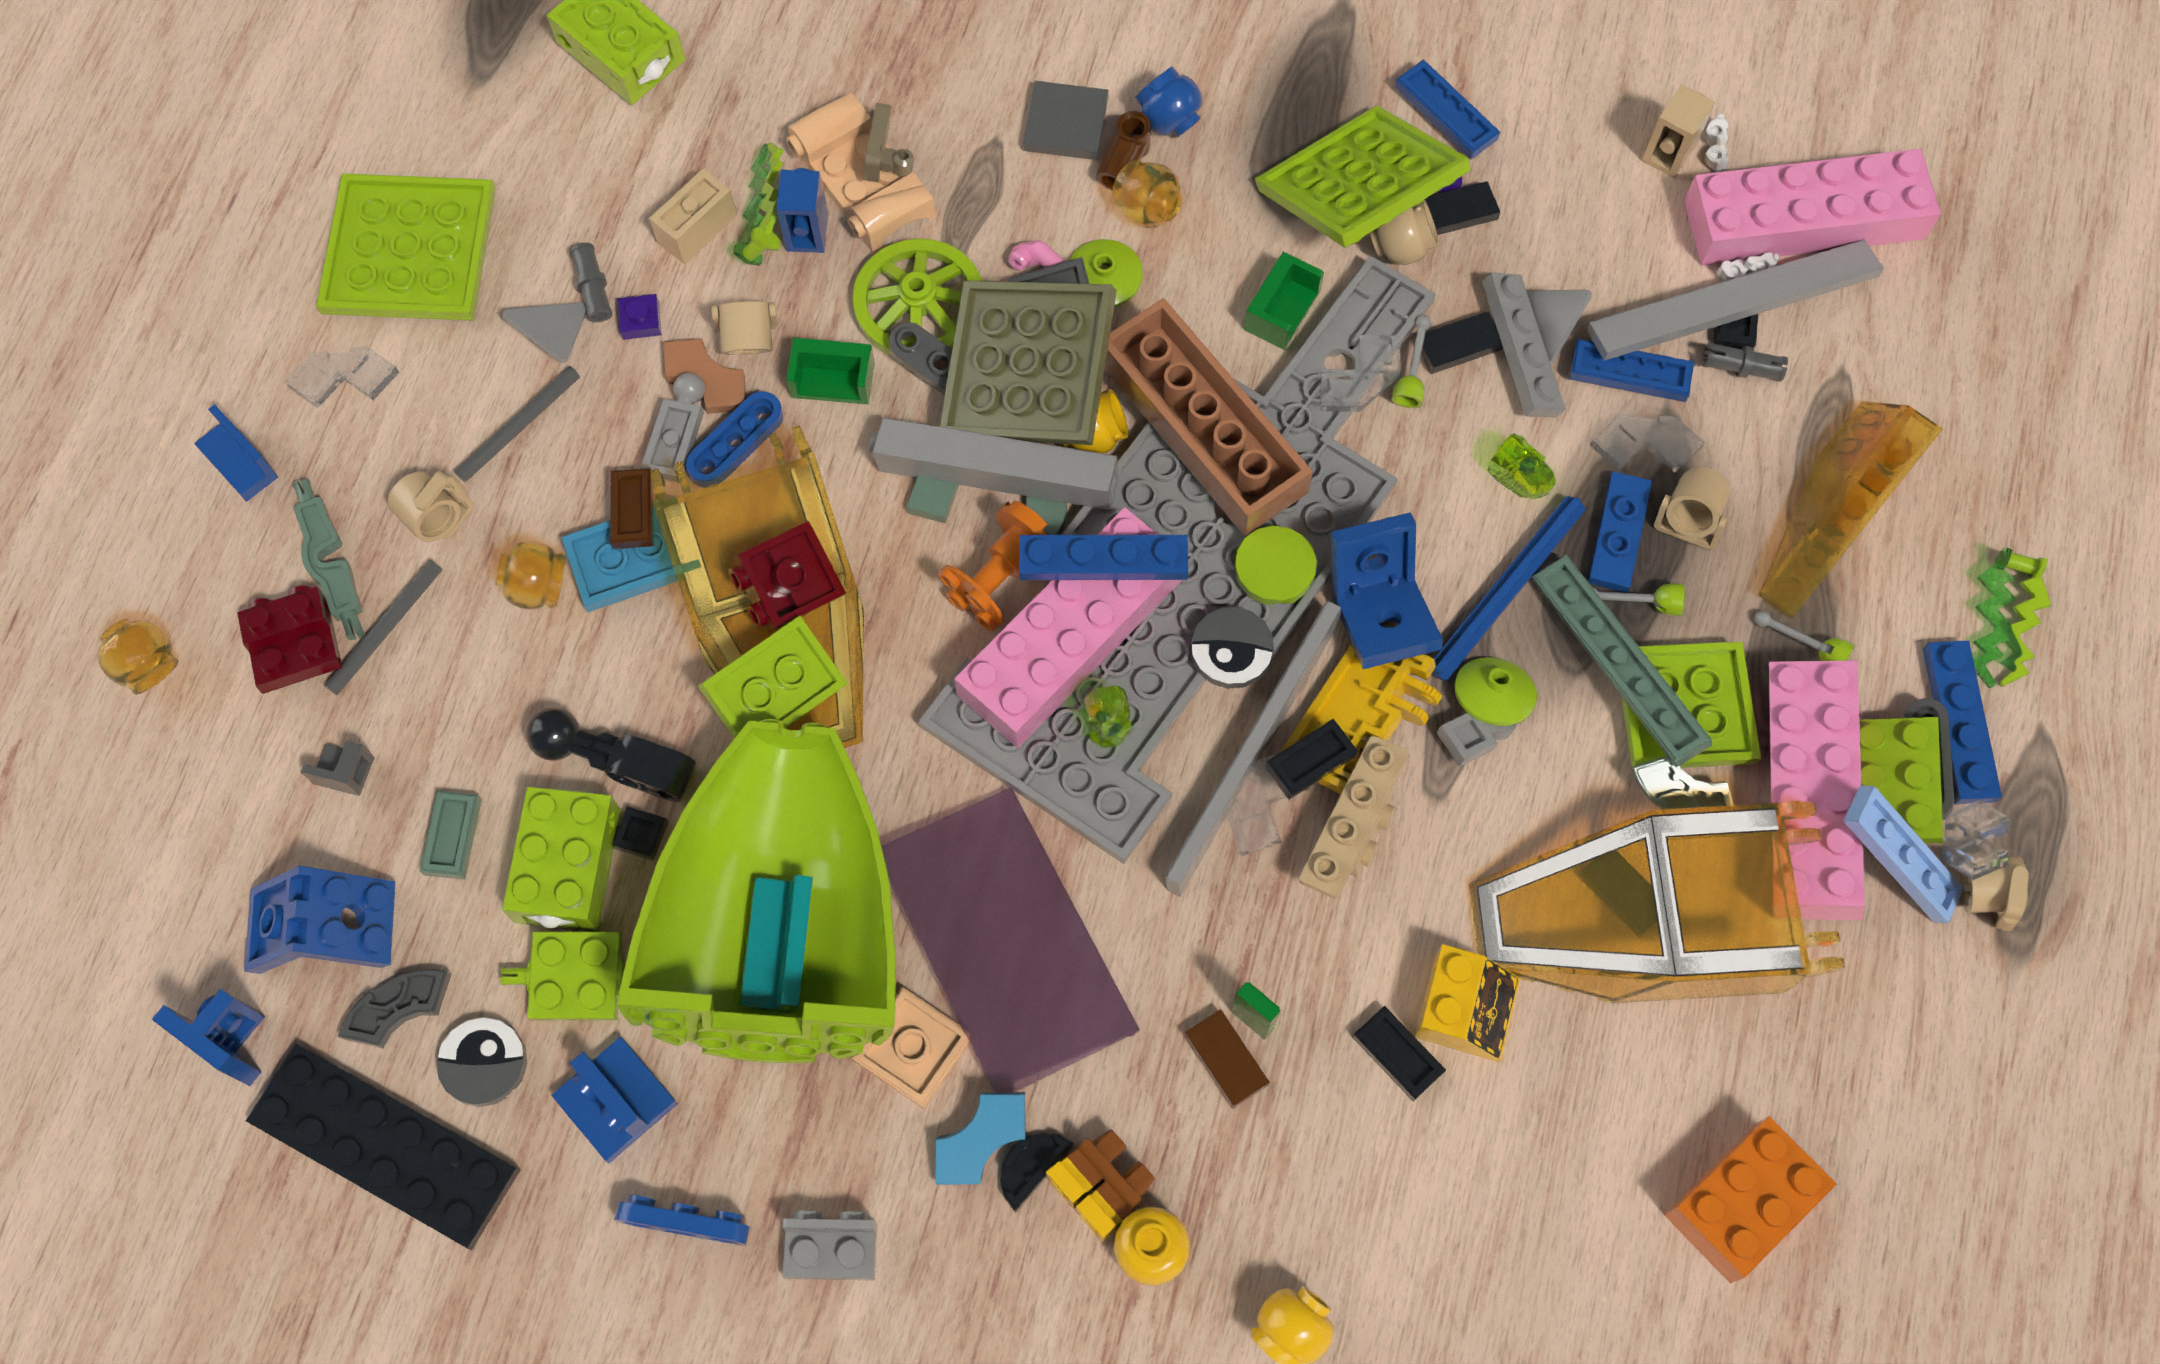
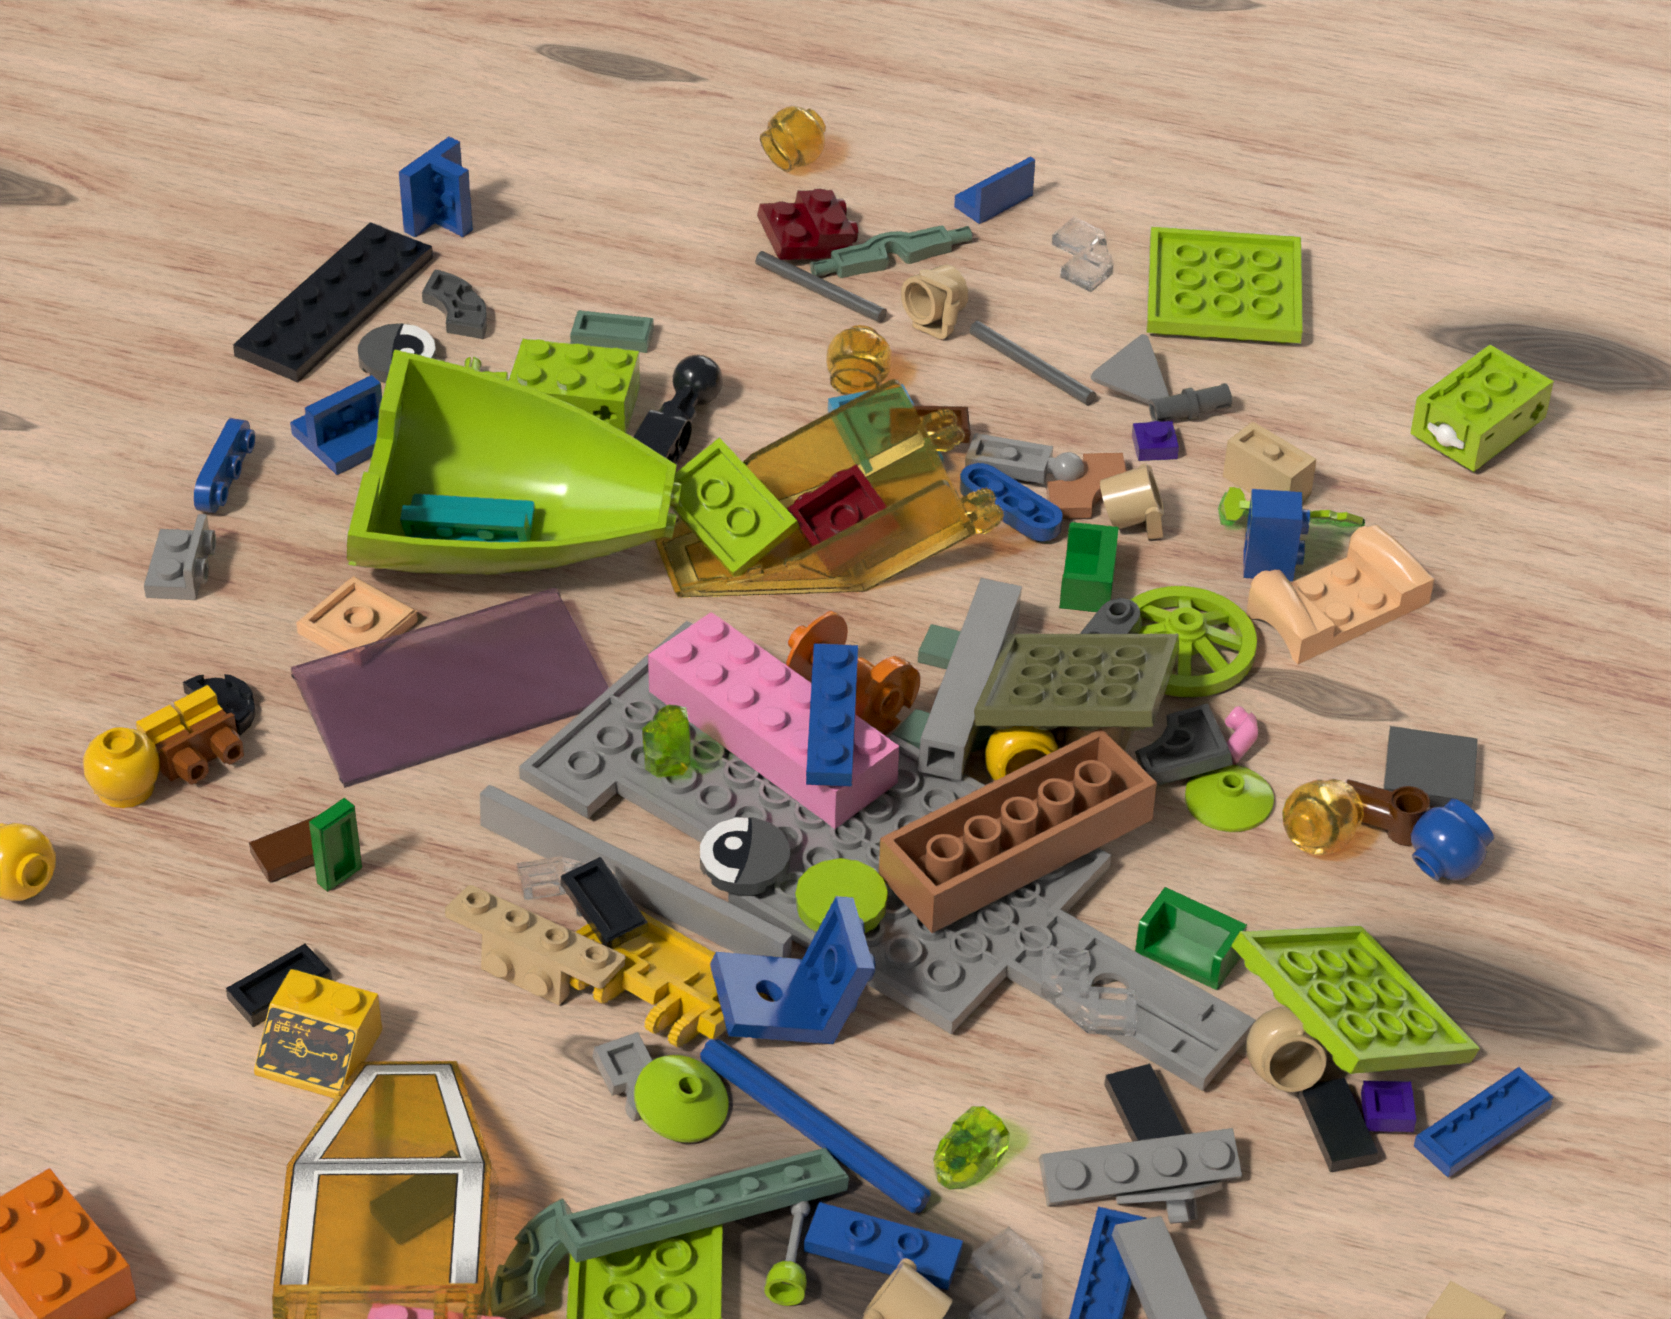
camera: 90 degrees right, 25 degrees down
(302, 918) = (533, 230): blue bracket -> none
(341, 768) = (678, 264): dark grey panel -> none
(880, 157) = (1361, 589): dark tan piece -> none
(965, 1152) = (249, 651): dark azure tile -> none
(1410, 390) = (1075, 1050): lime hinge -> none

